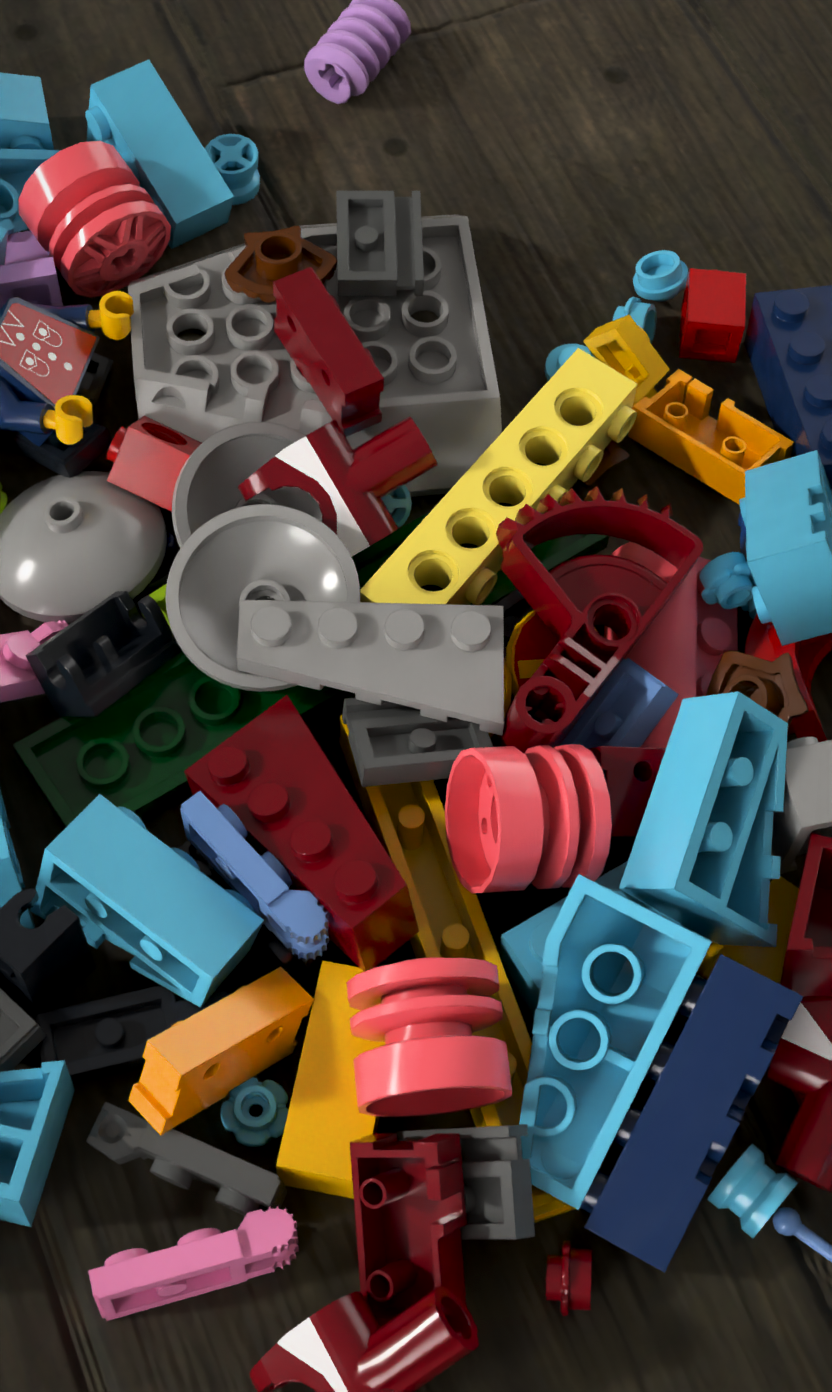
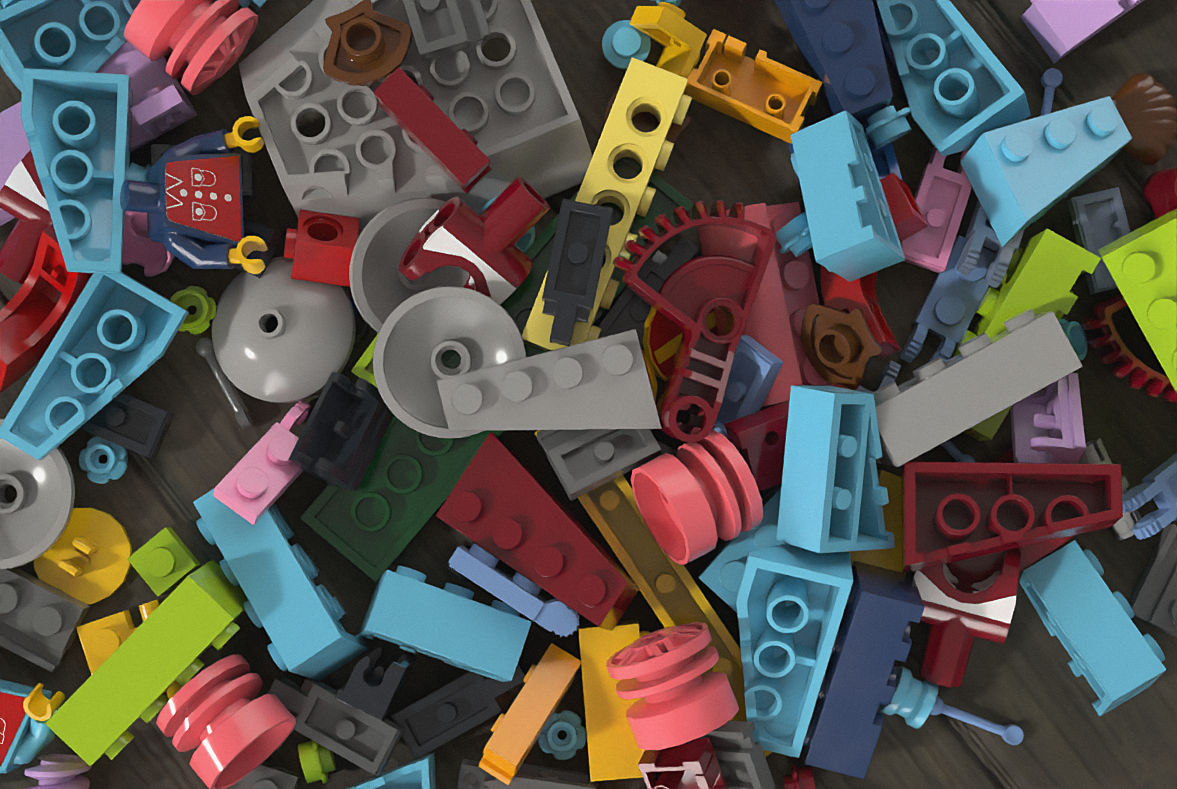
camera: 10 degrees left, 25 degrees up
(448, 524) = (575, 266): none -> black hinge

